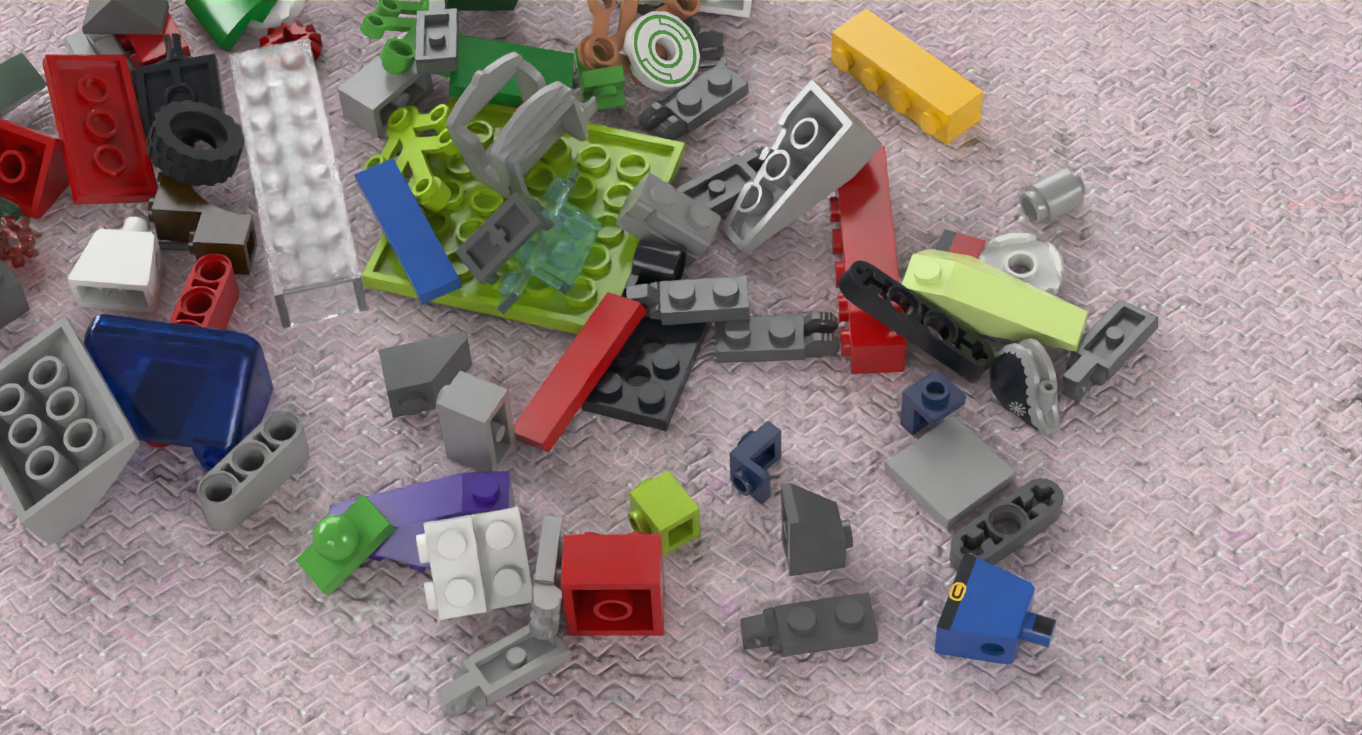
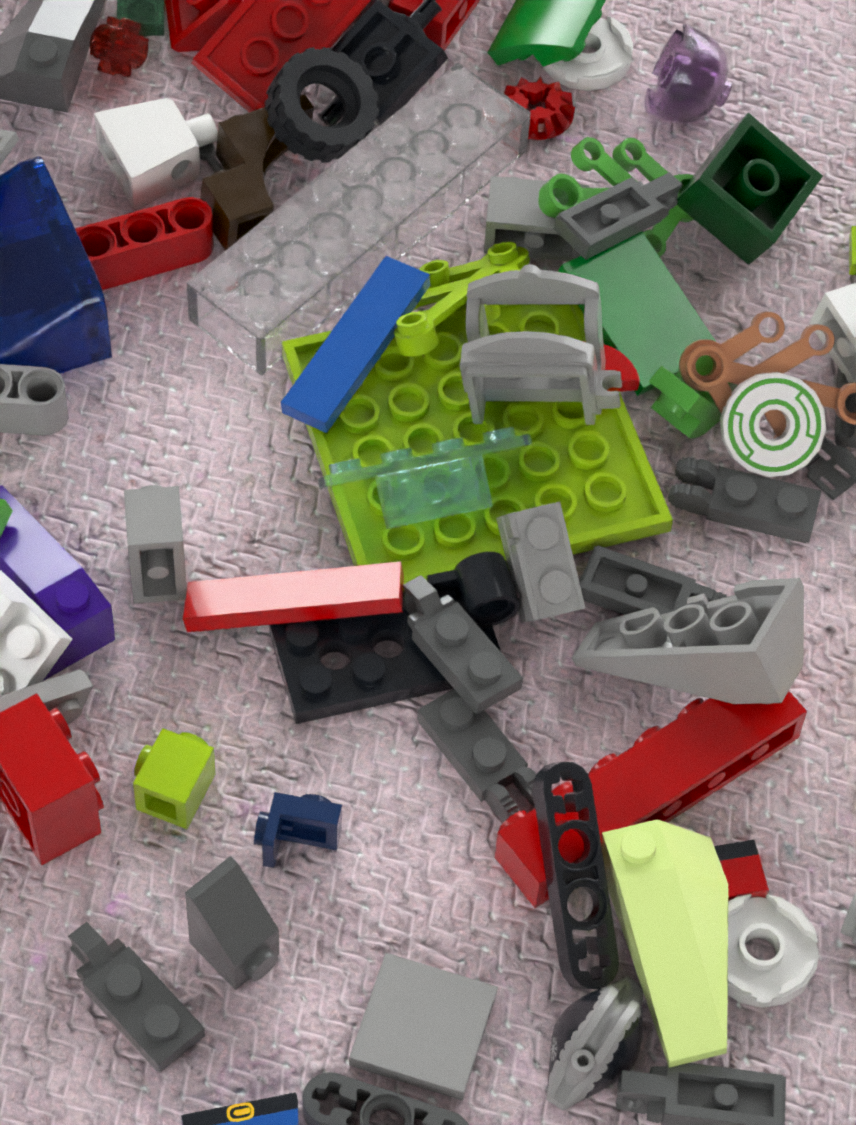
camera: 50 degrees right, 5 degrees up
(421, 369) = (202, 464): dark grey slope -> none
(502, 236) = (384, 424): dark grey hinge -> none
(929, 402) = (484, 951): dark blue bracket -> none

